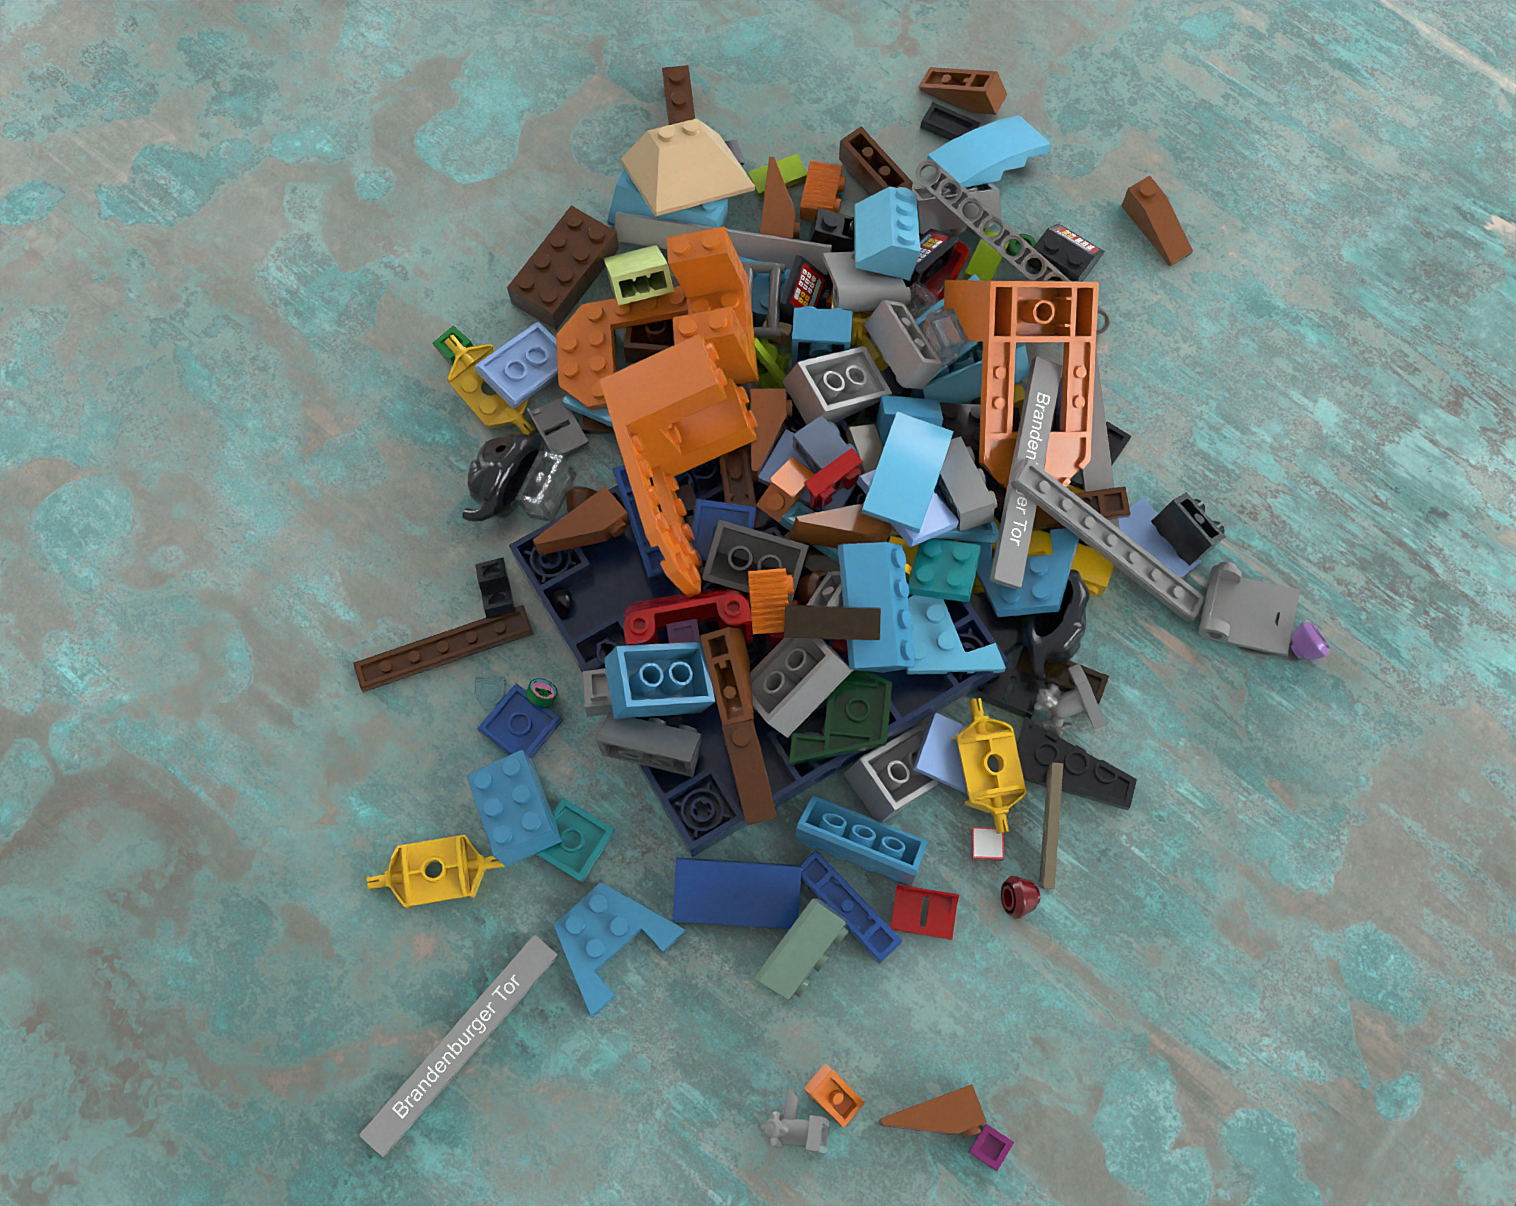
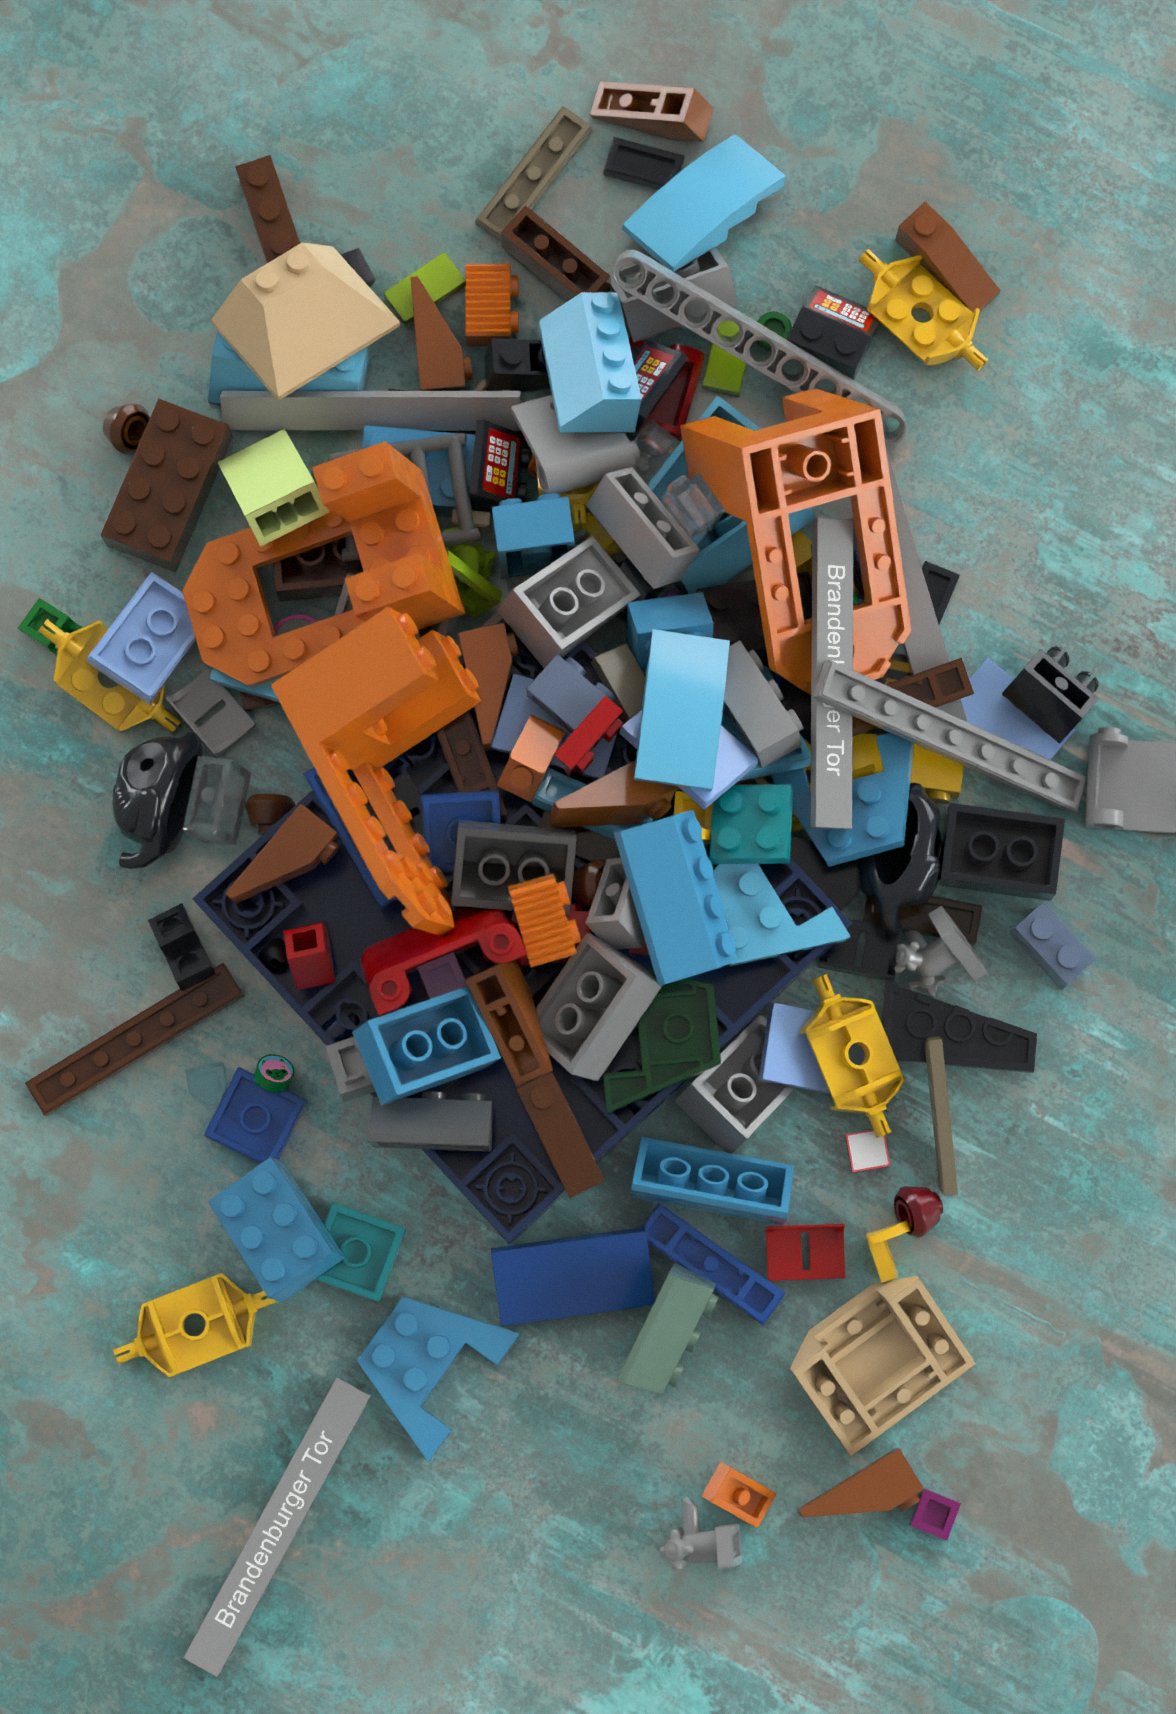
camera: 10 degrees left, 10 degrees up
(542, 222) = (125, 426): none -> reddish brown cone
(586, 600) = (310, 955): none -> red slope
(832, 622) = (626, 935): dark brown tile -> none
(874, 113) = (535, 171): none -> dark tan tile
(968, 1010) = (878, 1359): none -> tan slope
(984, 921) = (880, 1249): none -> yellow tile
(1124, 235) = (910, 286): none -> yellow plate
(1131, 636) = (1001, 851): none -> black brick
(1159, 715) = (1052, 946): none -> sand blue brick

